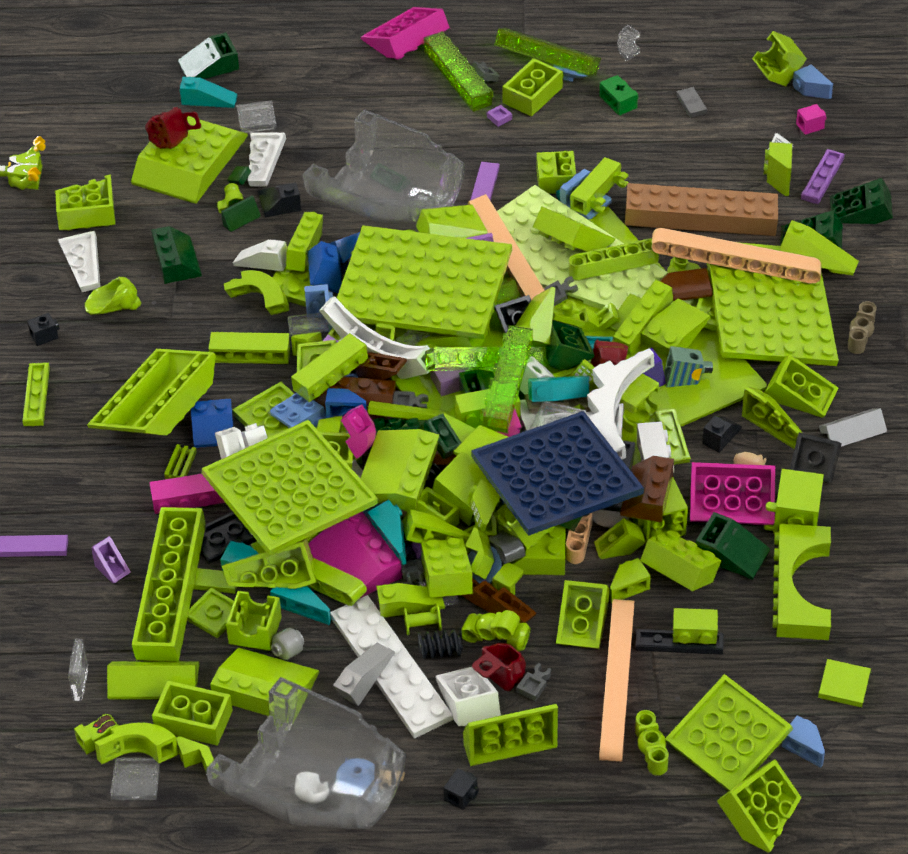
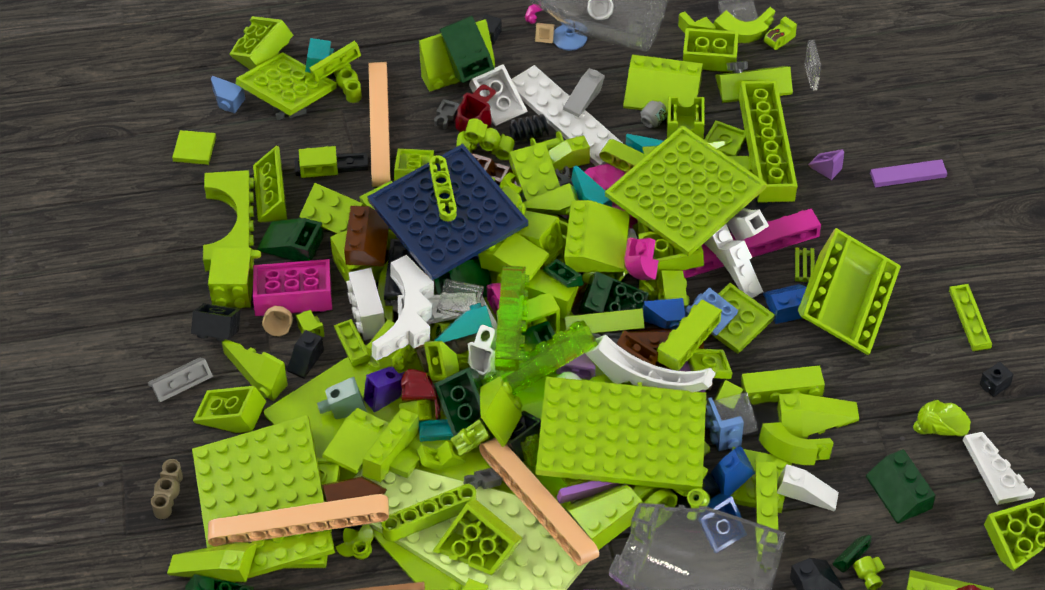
camera: 170 degrees right, 5 degrees up
(170, 669) = (737, 67): none -> dark grey plate
(234, 321) = (812, 414): none -> lime wedge
(370, 216) = (698, 497): none -> lime piece
(399, 812) = (530, 14): none -> dark pink arm
(497, 702) = (466, 49): none -> dark green slope
(558, 481) = (440, 188): none -> lime beam
(664, 738) = (335, 61): none -> lime tile
(685, 769) = (317, 51): none -> teal brick
(714, 452) = (309, 322): none -> lime brick
(753, 614) = (270, 187): none -> lime slope

